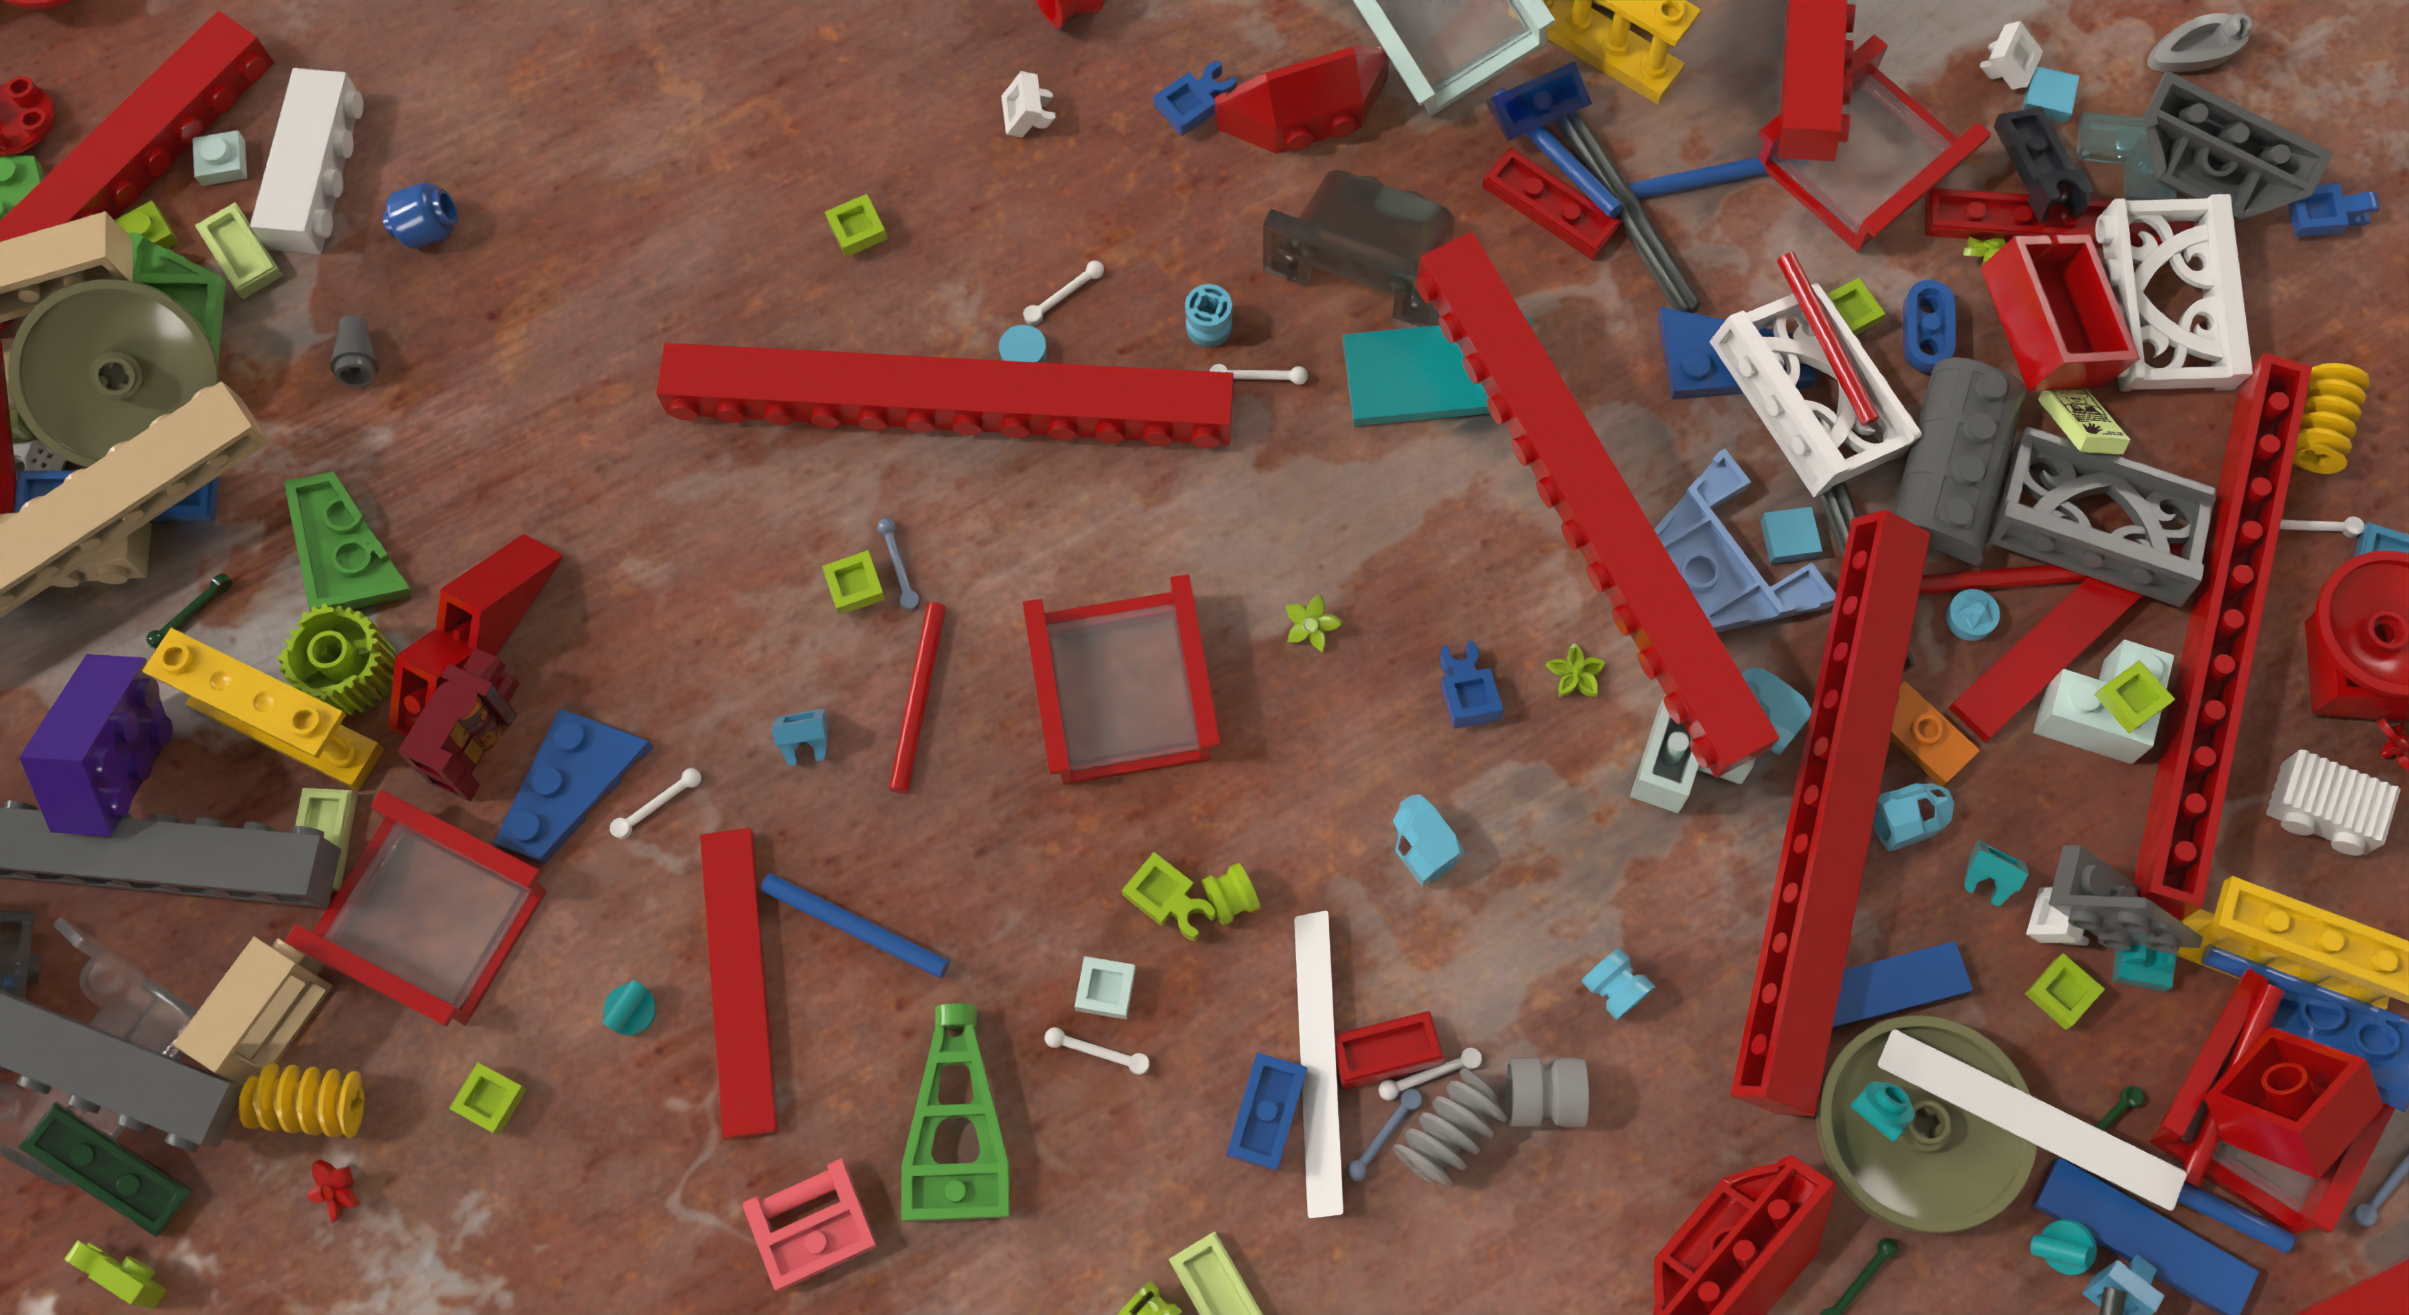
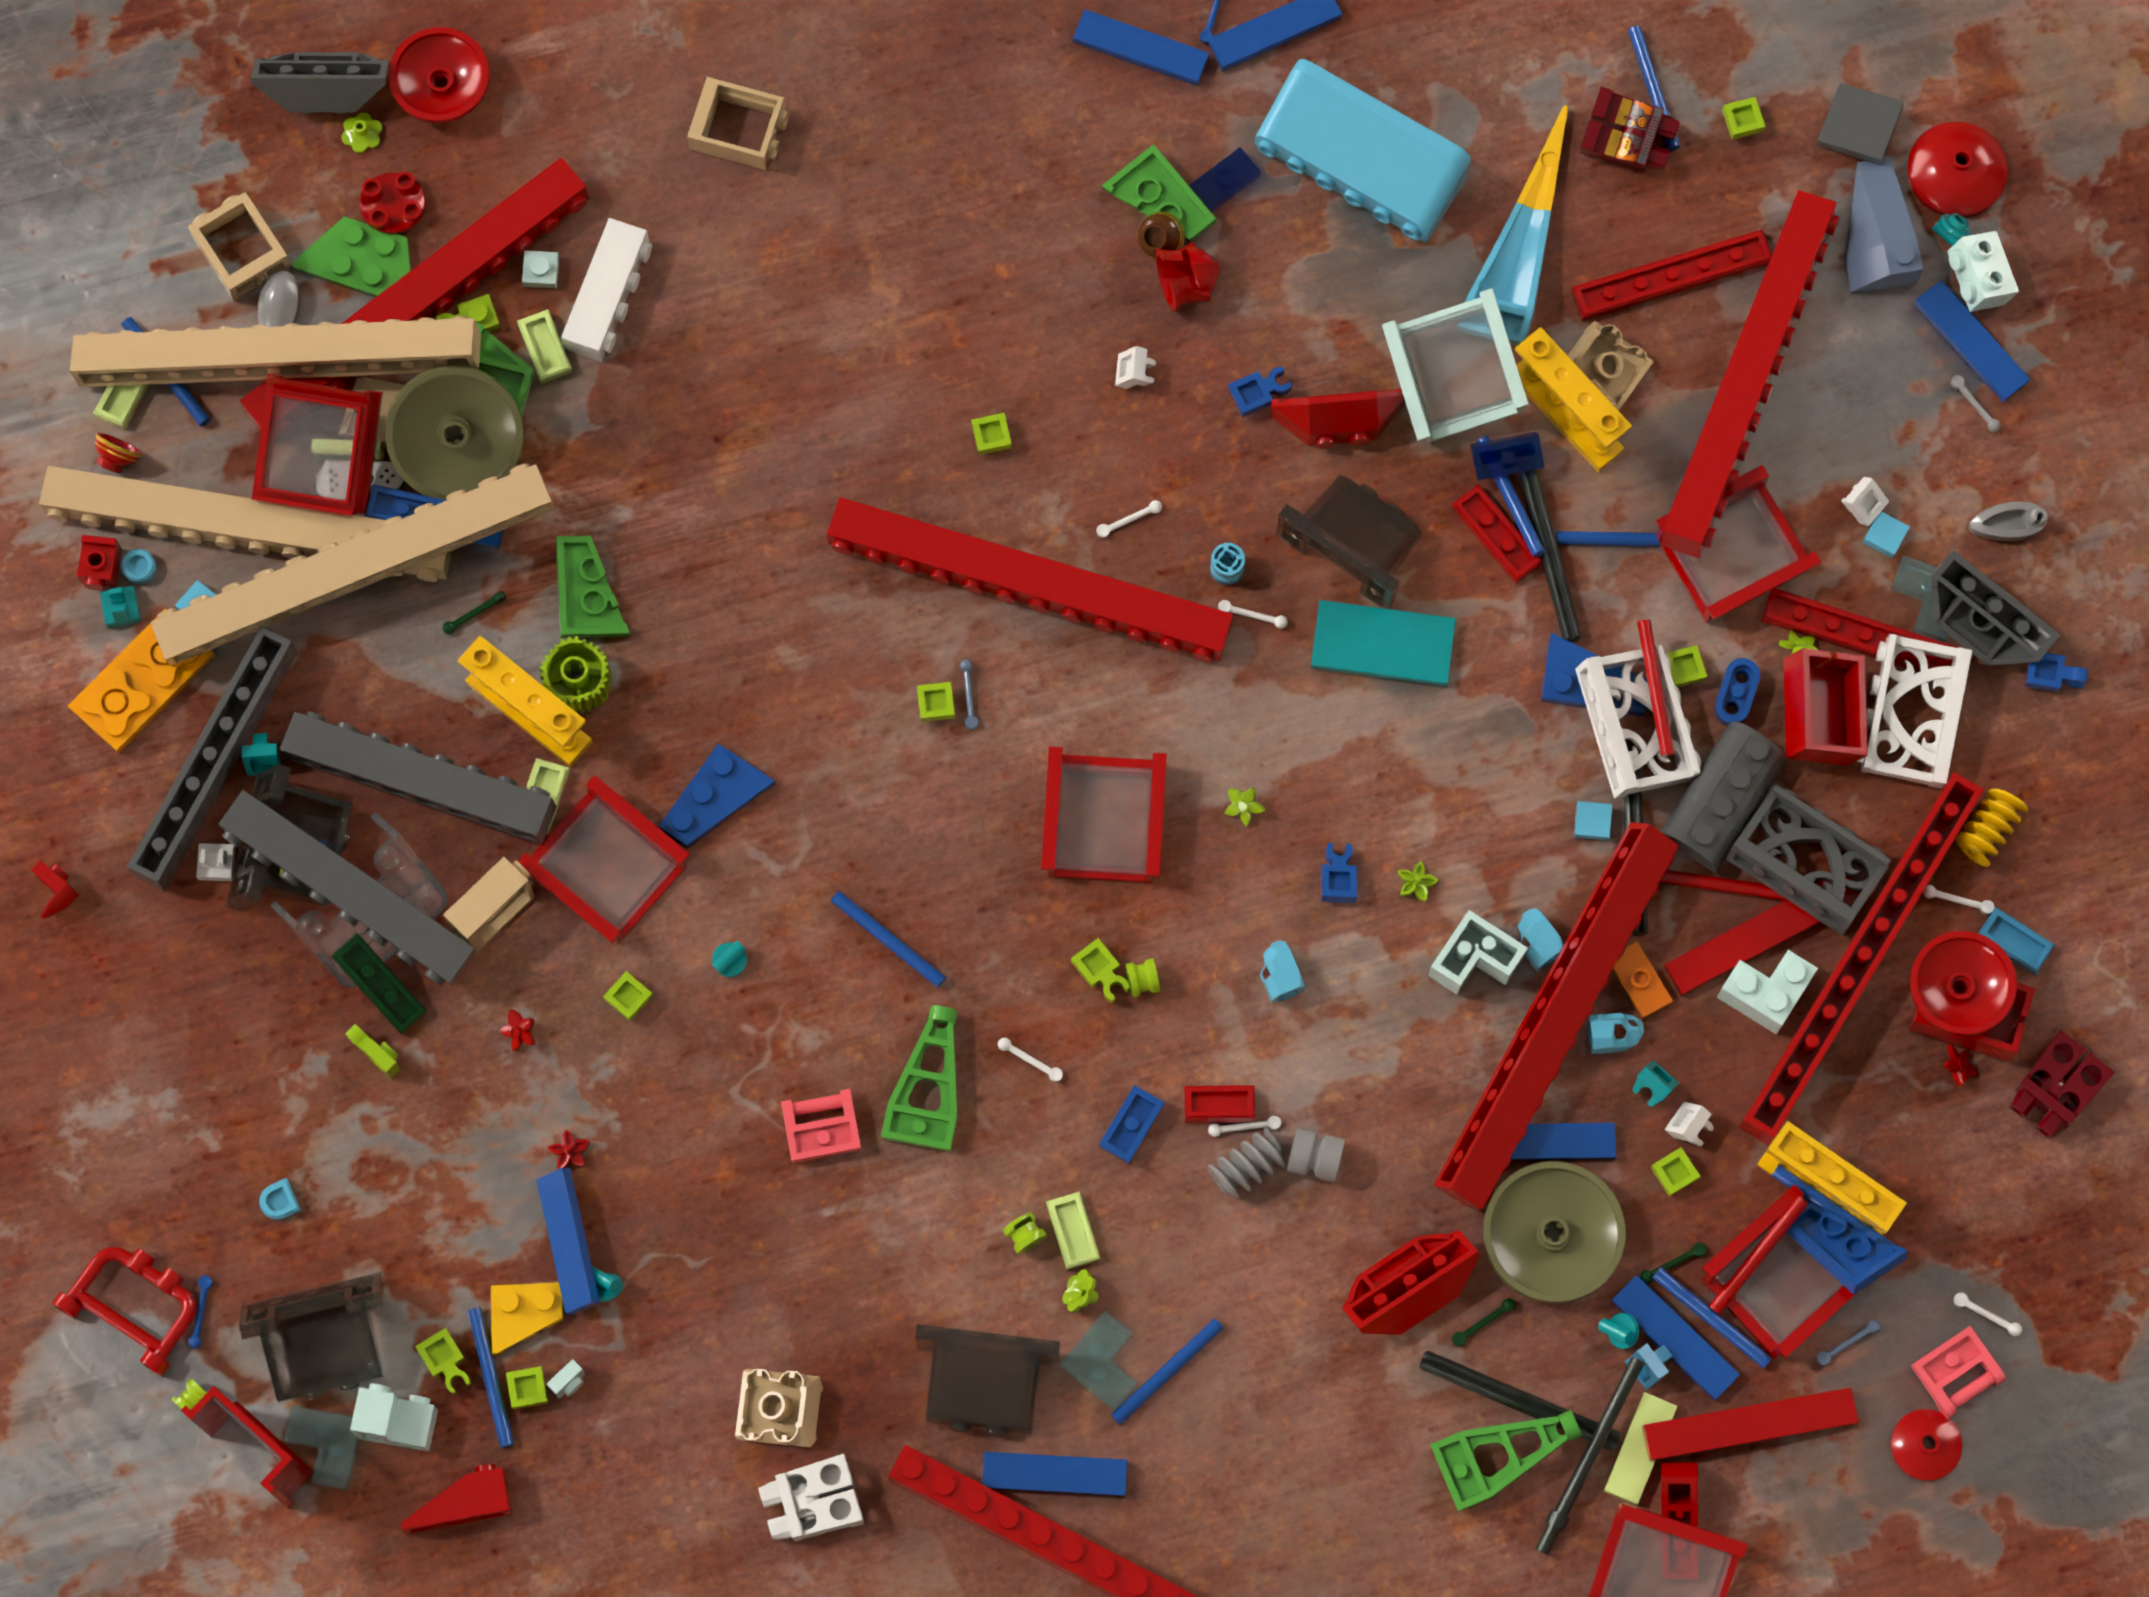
camera: 10 degrees right, 5 degrees up
(97, 745) = (415, 701): dark purple brick -> none
(303, 1103) = (510, 970): yellow piece -> none
(353, 355) = (616, 450): dark grey cone -> none
(420, 215) = (680, 353): blue head -> none
(461, 723) = (653, 741): dark red hips -> none
(472, 613) = (668, 675): red slope -> none
(622, 828) = (744, 835): white hinge -> none
(738, 984) = (804, 958): red tile -> none
(801, 727) = (881, 797): dark azure tile -> none
(917, 698) = (962, 792): red bar -> none
(1023, 344) = (1090, 555): medium azure tile -> none
(1105, 987) = (1045, 1019): light aqua plate -> none
(1319, 1057) = (1174, 1098): white sticker -> none
(1410, 1101) = (1227, 1140): sand blue hinge -> none
(1595, 507) = (1449, 770): red brick -> none
(1615, 979) = (1381, 1094): medium azure wheel -> none
(1718, 569) = (1522, 832): light blue wing -> none
(1885, 1108) = (1527, 1215): teal plate -> none
(1972, 615) = (1700, 906): medium azure tile -> none
(2032, 1119) = (1620, 1244): white sticker -> none
(2043, 163) = (1857, 587): black plate -> none
(2084, 421) = (1818, 789): yellowish green tile -> none
(2109, 906) = (1715, 1119): dark grey bracket -> none
(2134, 696) = (1774, 990): lime plate -> none
(2144, 968) = (1737, 1164): teal tile -> none
(2294, 1102) = (1785, 1273): red brick -> none
(2333, 803) = (1896, 1093): white brick -> none

